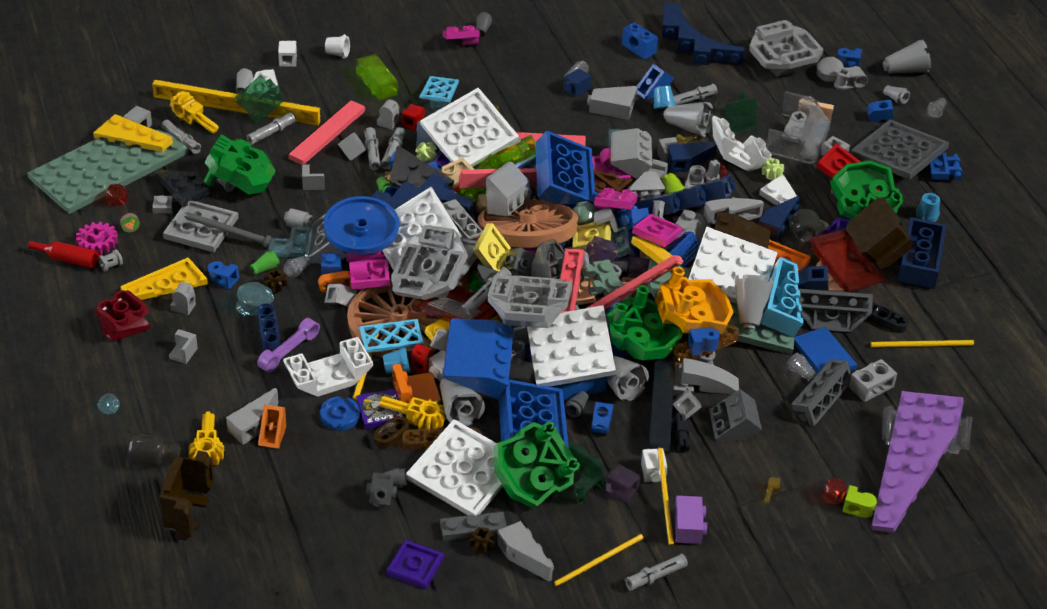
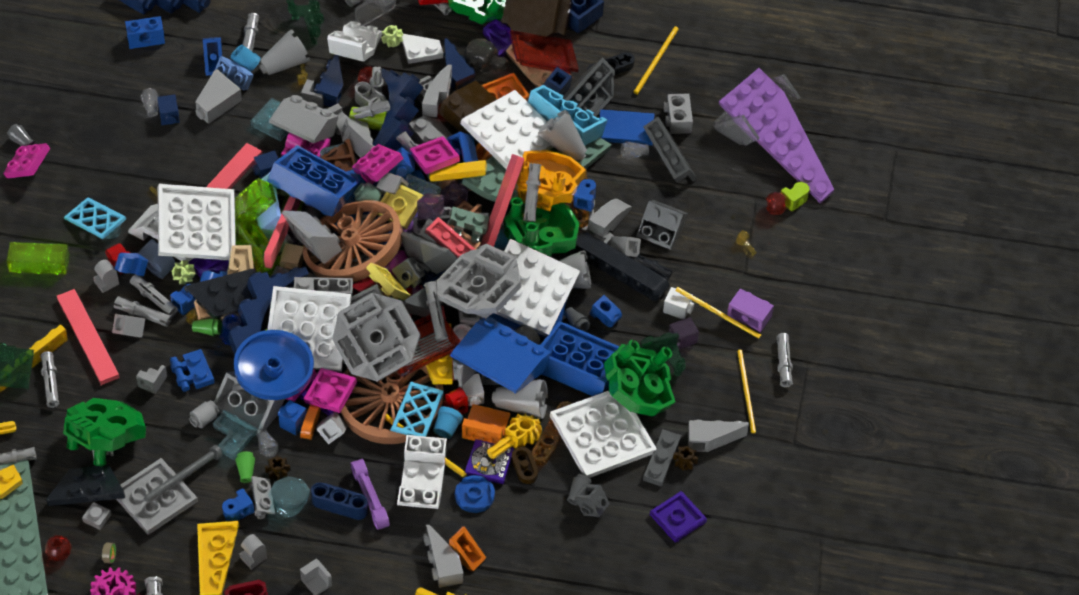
camera: 60 degrees left, 10 degrees up
(232, 283) = (262, 496): none -> light grey hinge
(340, 194) = (197, 367): none -> blue plate
(404, 117) = (131, 263): none -> blue leg
(645, 99) = (235, 72): none -> medium blue slope
(658, 294) = (532, 192): none -> light grey pin
(673, 179) = (371, 109): none -> light grey axle

